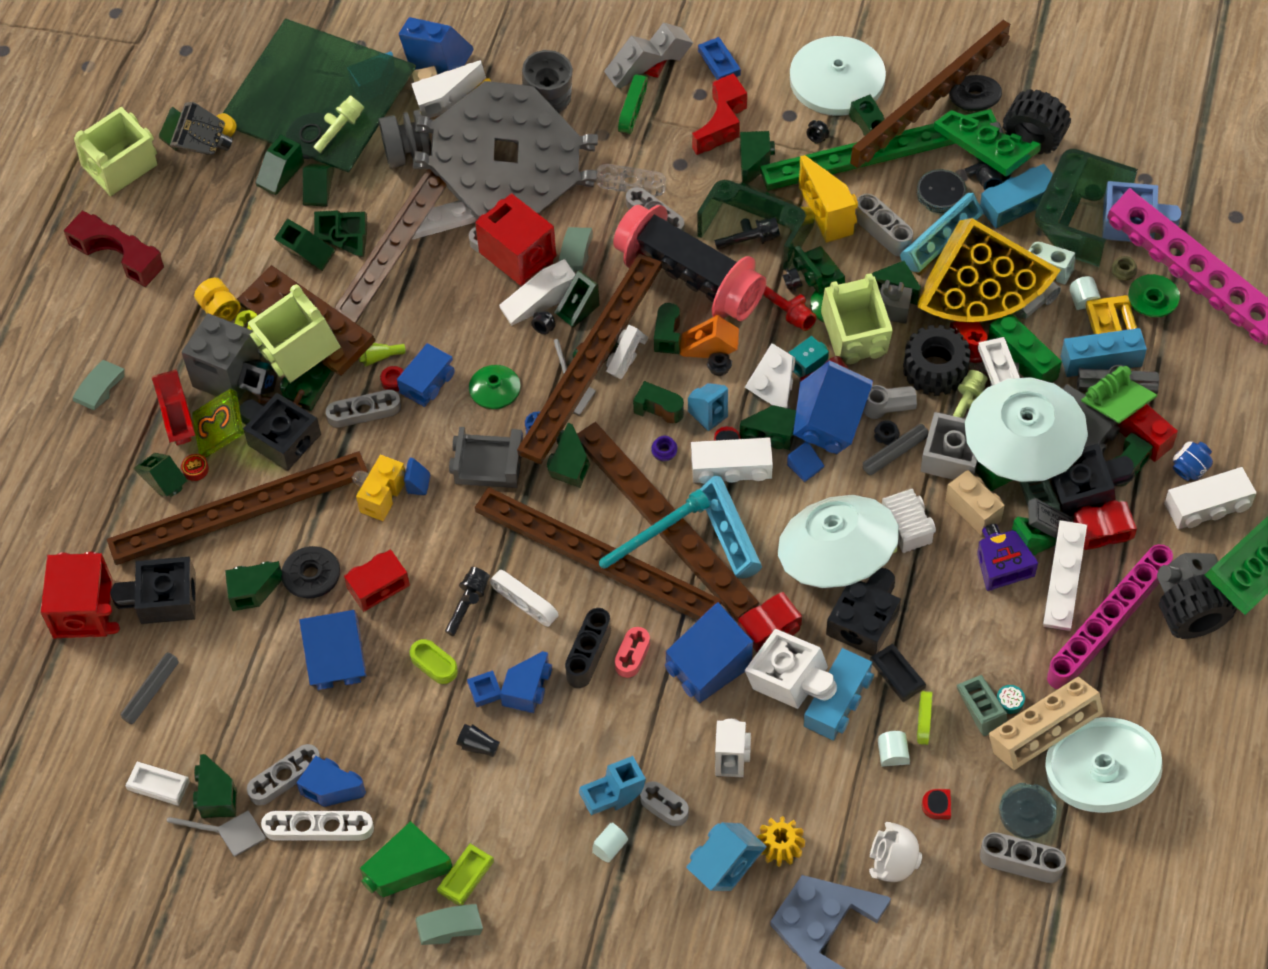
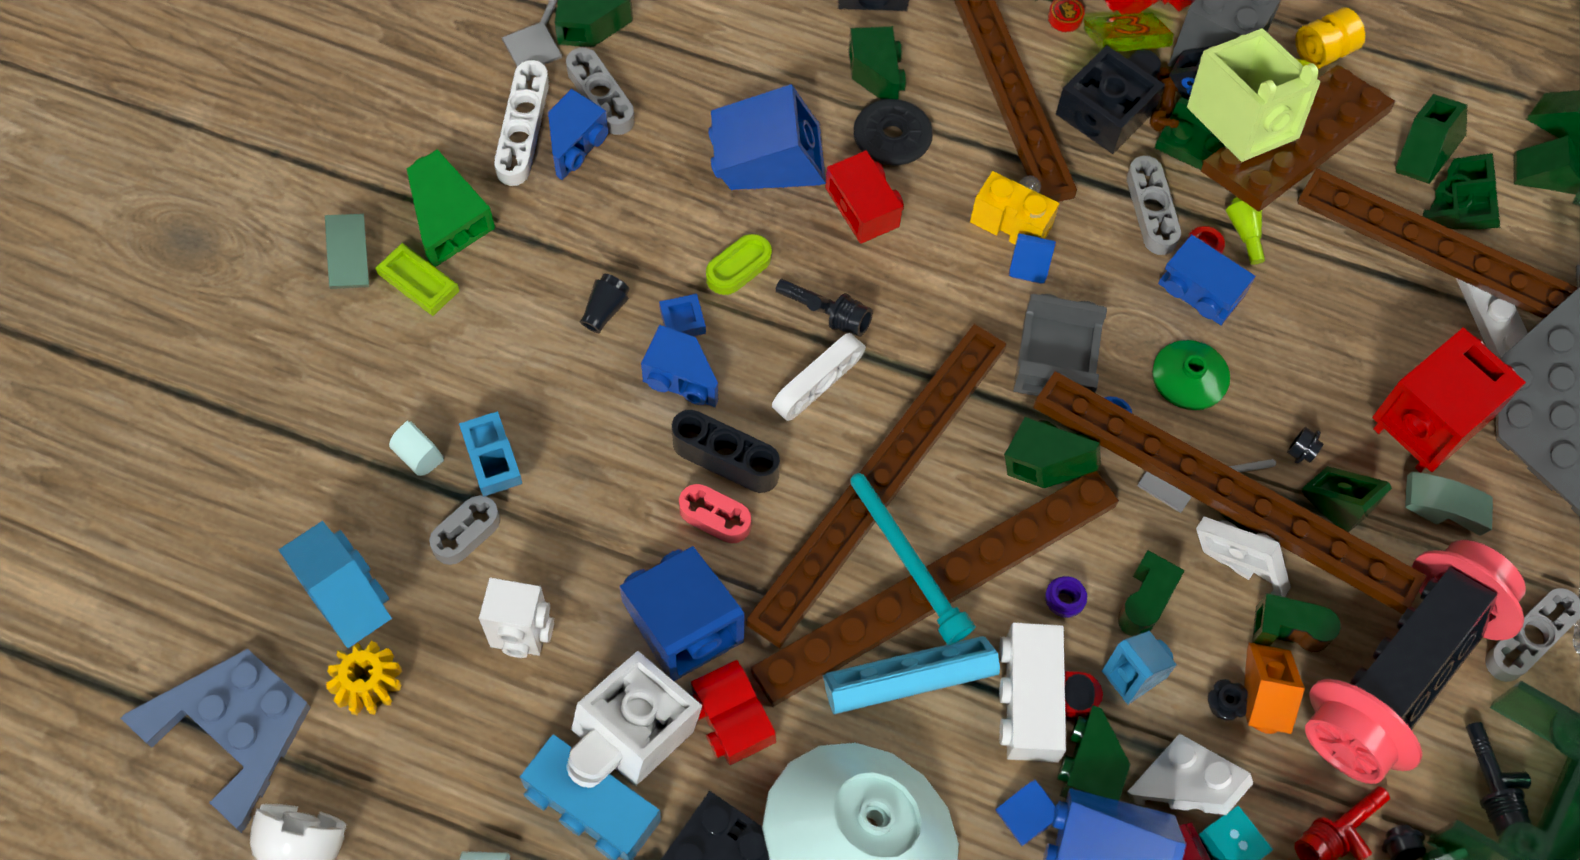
camera: 90 degrees right, 5 degrees up
(538, 293) = (1360, 441): white slope -> none

